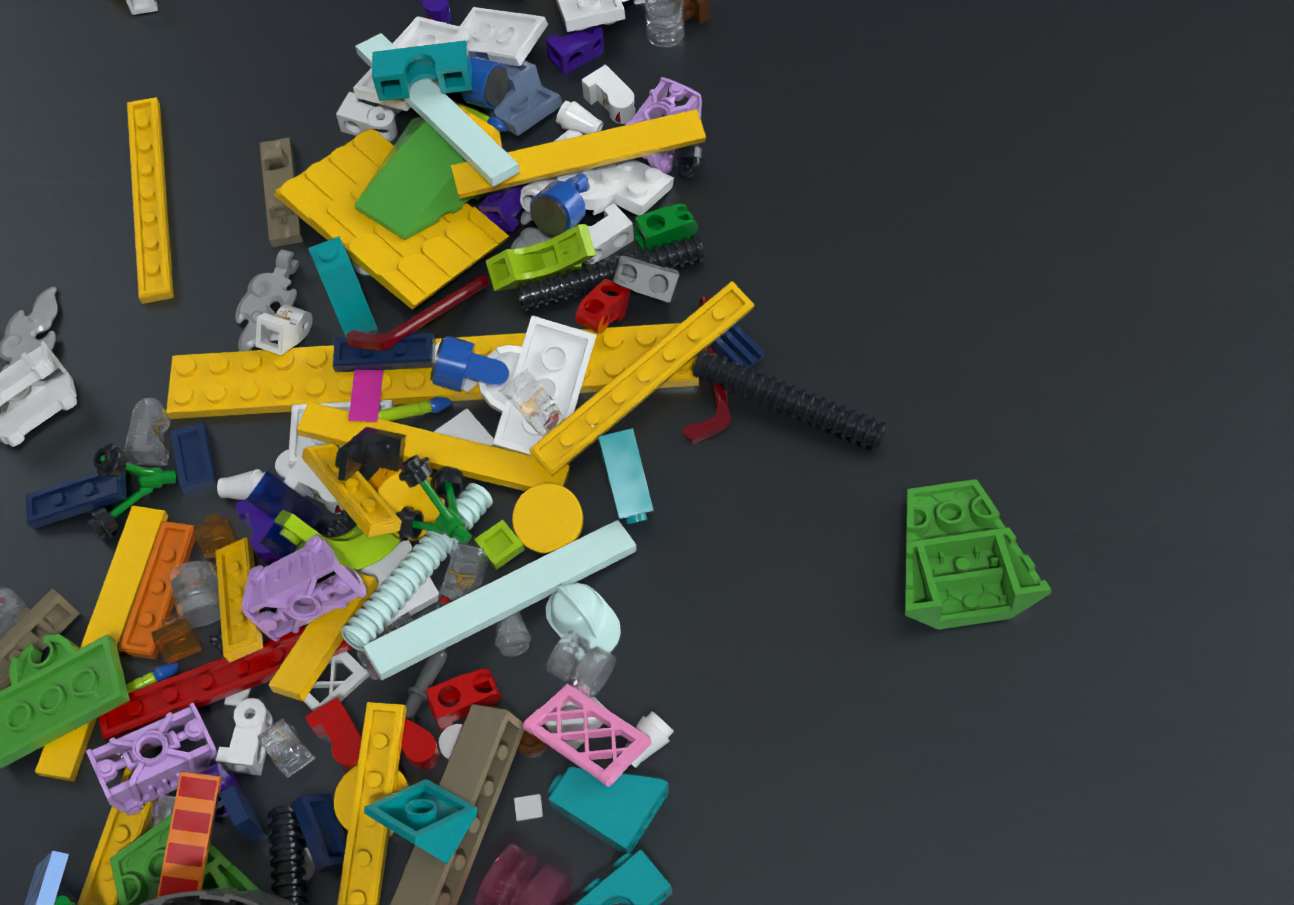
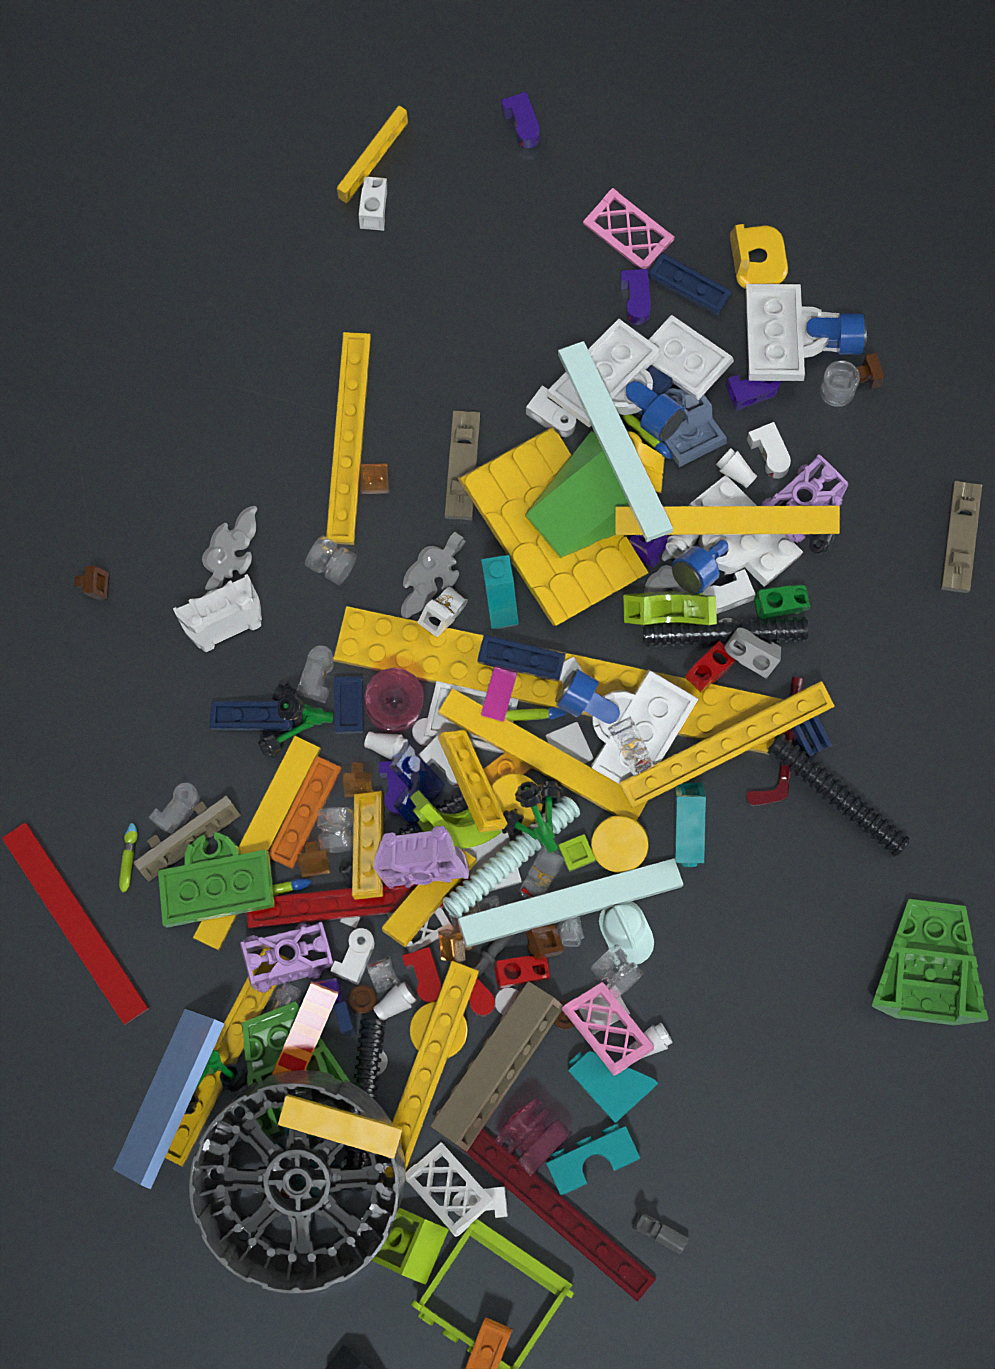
camera: 15 degrees right, 15 degrees up
(146, 312) = (339, 564): none -> clear wheel
(184, 227) = (374, 478): none -> clear orange tile
(234, 417) = (398, 684): none -> clear pink wheel
(268, 790) = (362, 999): none -> reddish brown tile
(311, 777) = (396, 1001): none -> white cone
(321, 831) = (398, 1044): dark blue tile -> none
(369, 688) = (452, 945): none -> clear orange tile
(370, 448) = (497, 748): black bracket -> none
(384, 341) = (526, 655): dark red piece -> none
(400, 68) = (591, 398): teal arch -> none
(425, 817) = (477, 1061): teal slope -> none
(482, 652) = (544, 942): none -> reddish brown tile
(528, 807) = (550, 1066): white window -> none
(839, 126) = (961, 537): none -> dark tan hinge

